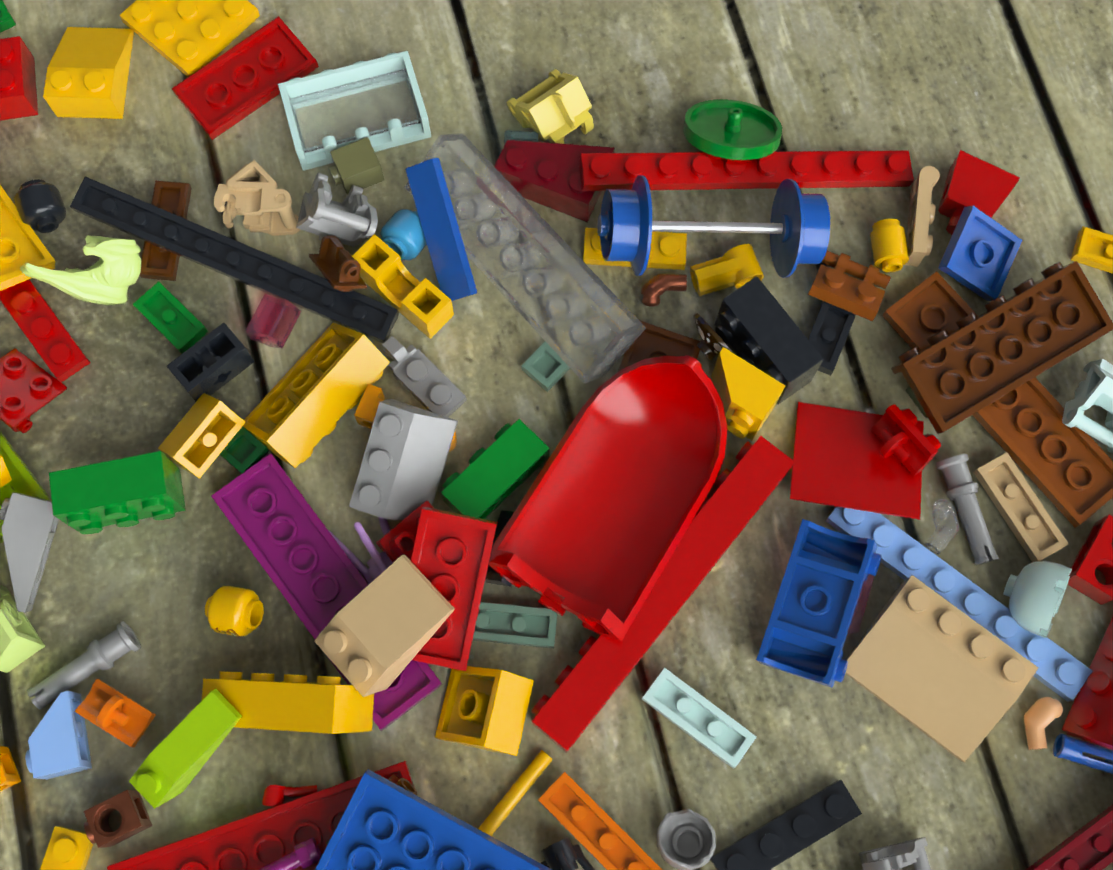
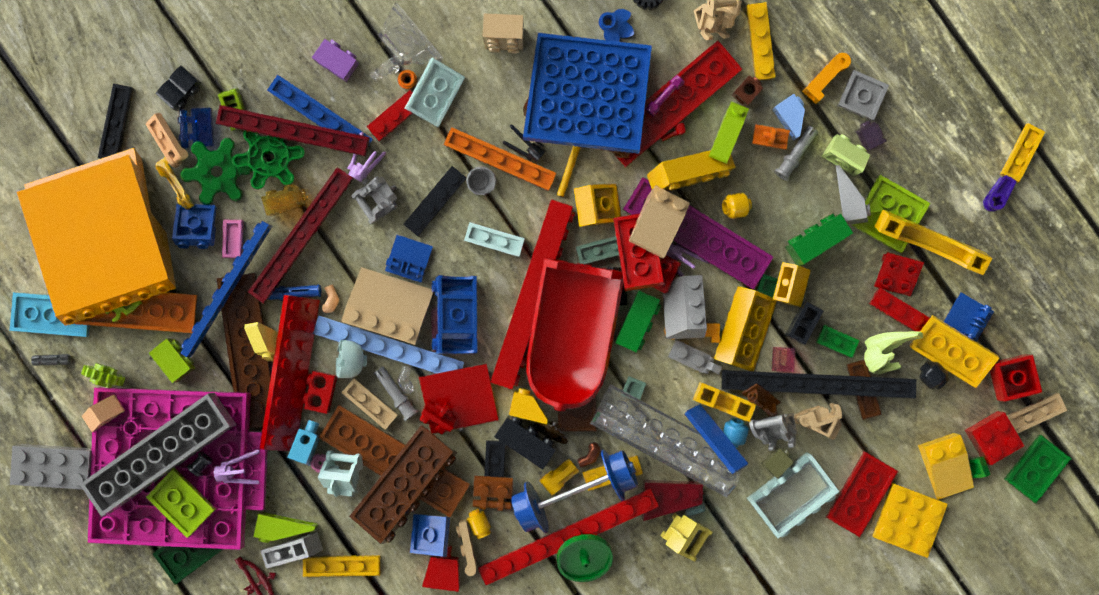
camera: 160 degrees right, 15 degrees up
(41, 45) = (979, 467): none -> green plate
(870, 744) = (408, 258): none -> blue hinge

